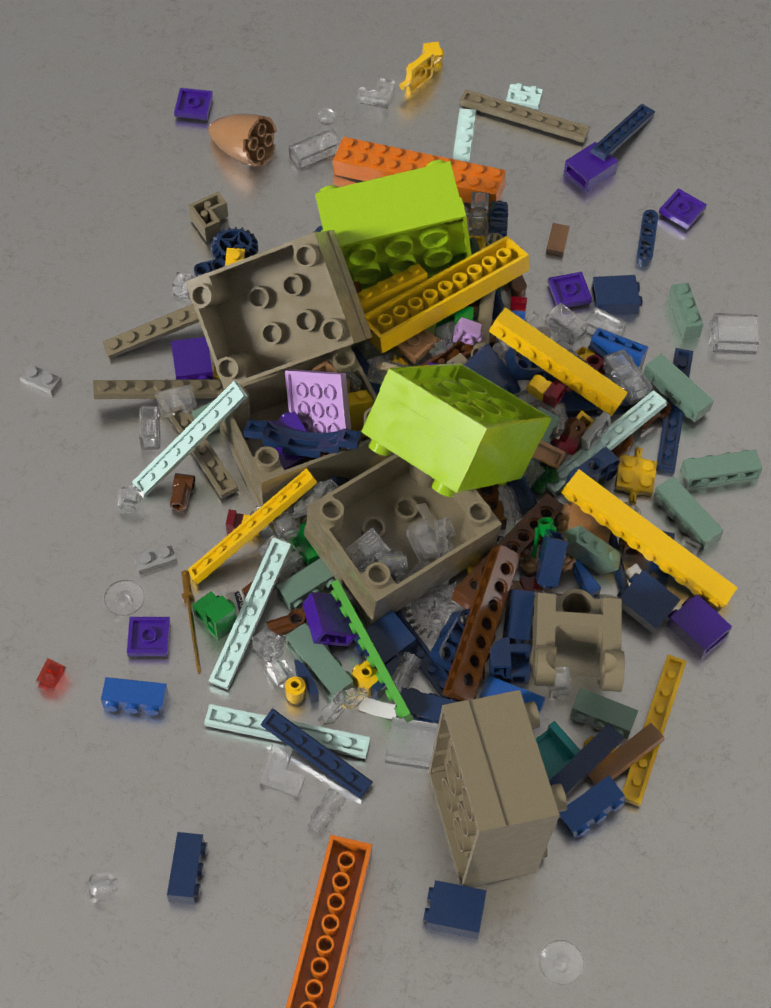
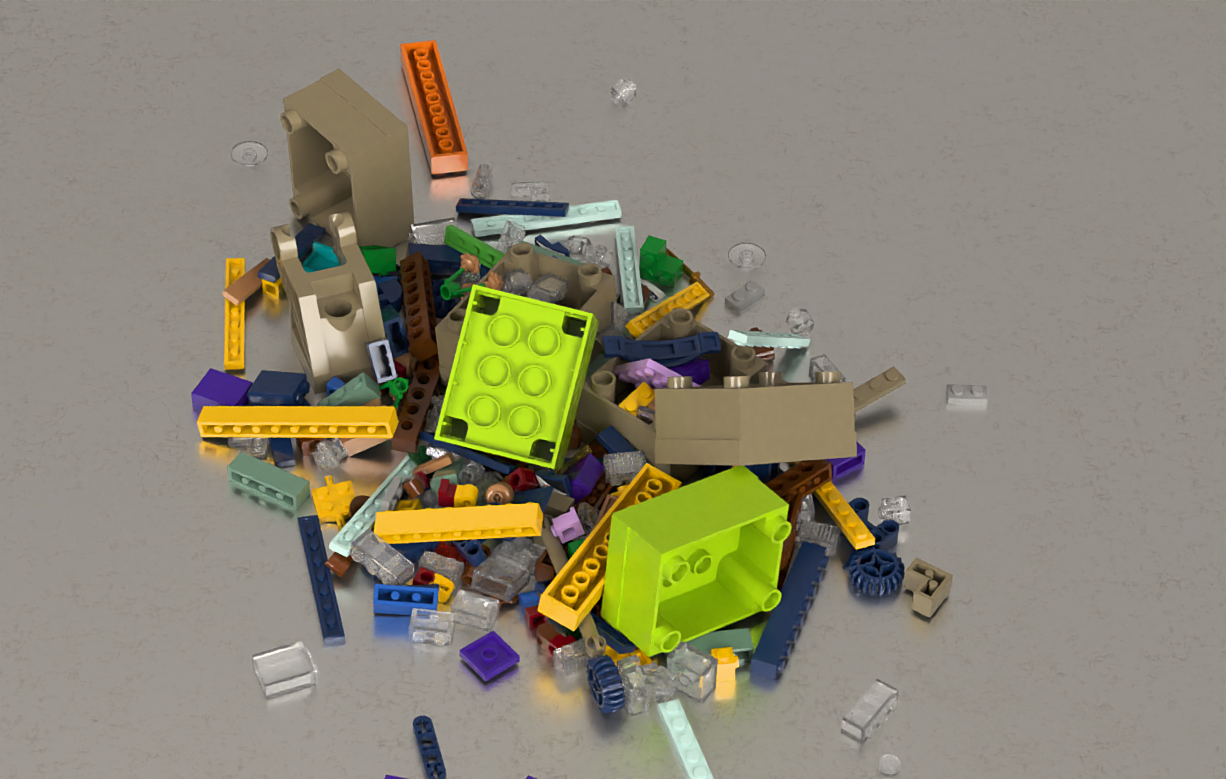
camera: 155 degrees right, 15 degrees down
(52, 668) = (764, 191): clear red brick -> none
(134, 696) = (686, 200): blue brick -> none
(148, 636) = (706, 240): dark purple plate -> none
(151, 331) = (876, 468): dark tan plate -> none
(186, 868) = (568, 120): dark blue brick -> none
(193, 103) = (1050, 717): dark purple plate -> none
(245, 137) = (958, 681): medium nougat cylinder -> none
(295, 689) = (556, 234): yellow brick -> none
(371, 160) = (730, 713): orange brick -> none
(438, 582) = (469, 264): none -> plant
(509, 380) = (503, 489): none -> medium nougat head
(557, 239) = (532, 713): medium nougat tile -> none
(592, 806) = (258, 244): blue brick -> none
(600, 711) = (271, 308): sand green brick -> none
(604, 466) = (378, 465): dark blue beam -> none
(617, 294) = (435, 665): dark blue brick -> none
(678, 387) = (325, 582): sand green brick -> none
(685, 311) = (349, 672): sand green brick -> none
(721, 469) = (249, 530): sand green brick -> none

